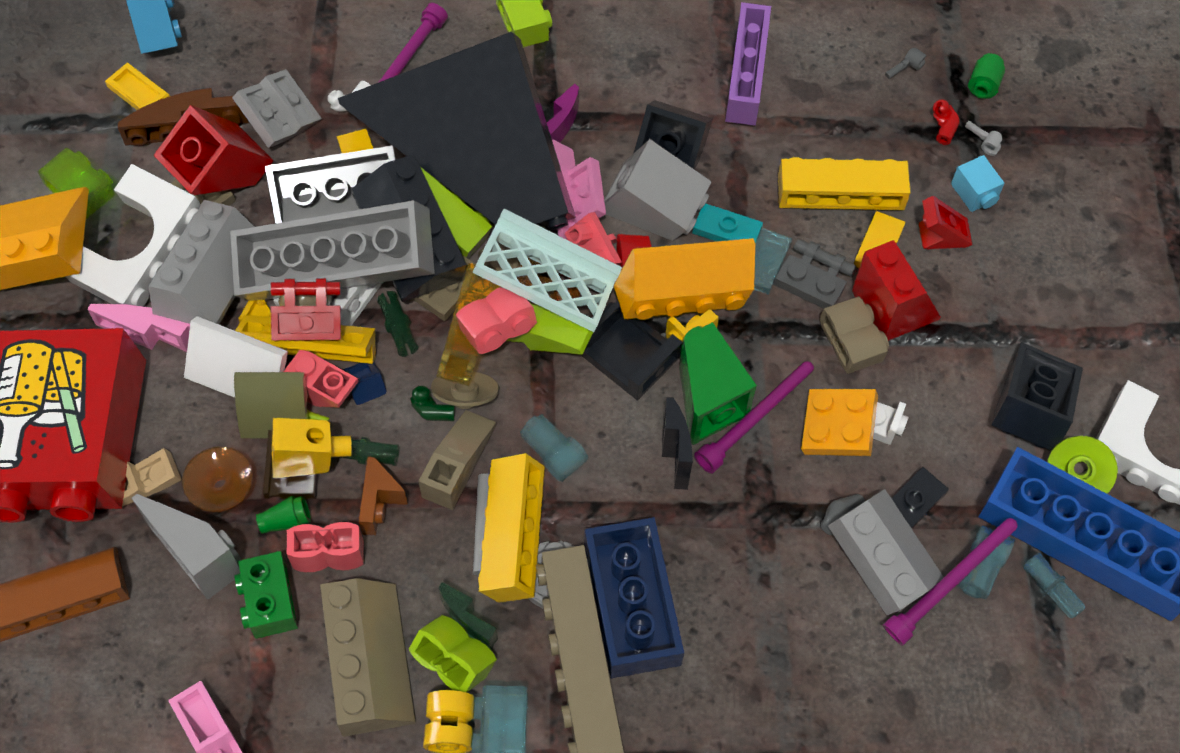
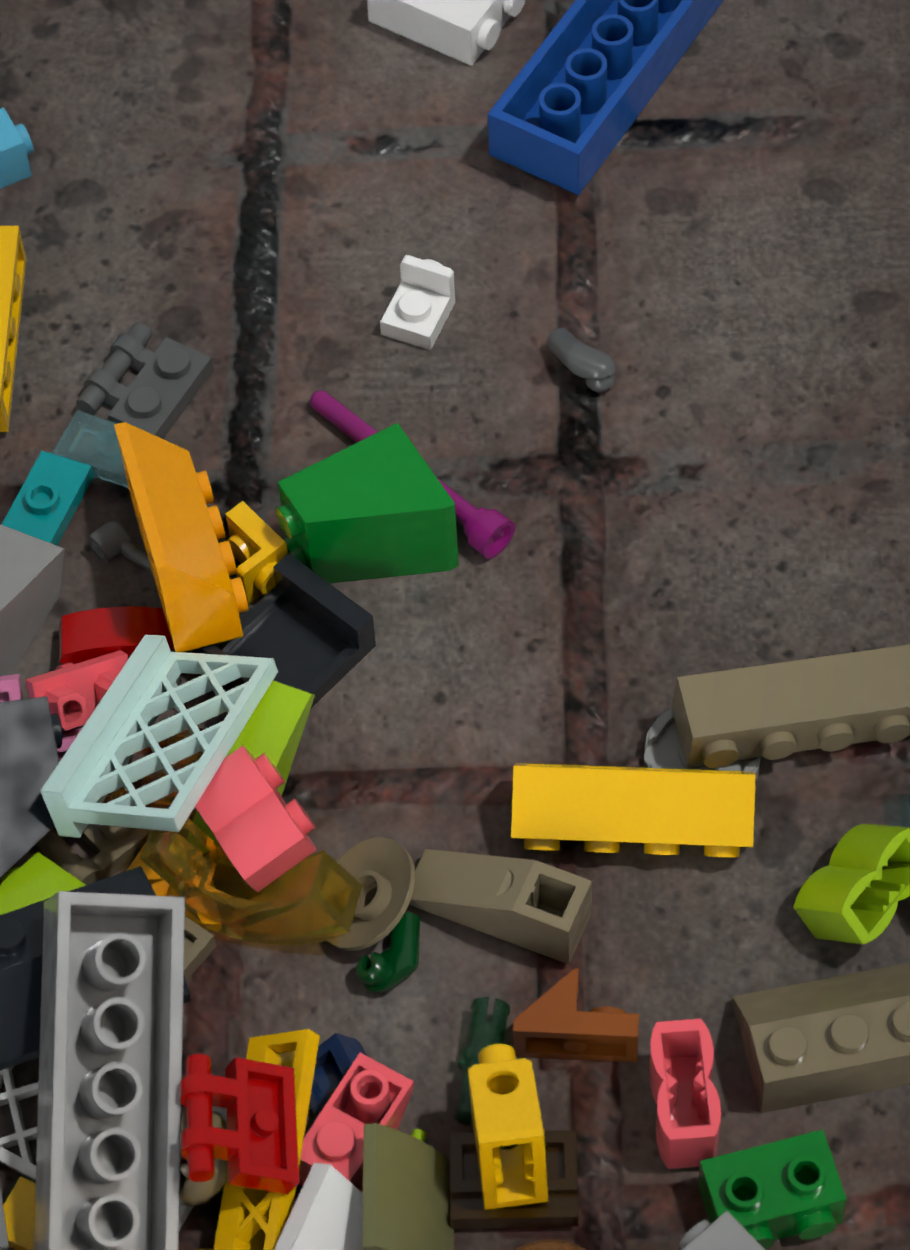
camera: 85 degrees left, 5 degrees down
(284, 515) = (616, 1179): green cone -> none
(397, 323) = (230, 1019): clear green pin -> none
(460, 609) = (781, 879): clear green slope -> none
(482, 496) = (628, 866): light grey bar -> none
(559, 454) = (486, 745): clear light blue piece -> none
(633, 598) = (744, 616): dark blue brick -> none
(677, 443) = (478, 556): black slope -> none
(840, 422) = (427, 352): light orange plate -> none
(854, 335) = (268, 329): dark tan brick -> none
(881, 230) = (90, 294): yellow tile -> none
(886, 552) = (656, 299): light grey slope -> none
(893, 292) = (205, 262): red slope -> none
(903, 625) = (765, 291): magenta piece -> none
(919, 496) = (557, 273): black plate -> none
(943, 226) = (70, 209): red slope -> none
(982, 578) = (642, 179): clear light blue piece -> none
(1038, 397) = (384, 102): black slope -> none
(1054, 585) = (685, 112): clear light blue axle -> none
(1099, 458) = (496, 51): lime dish -> none

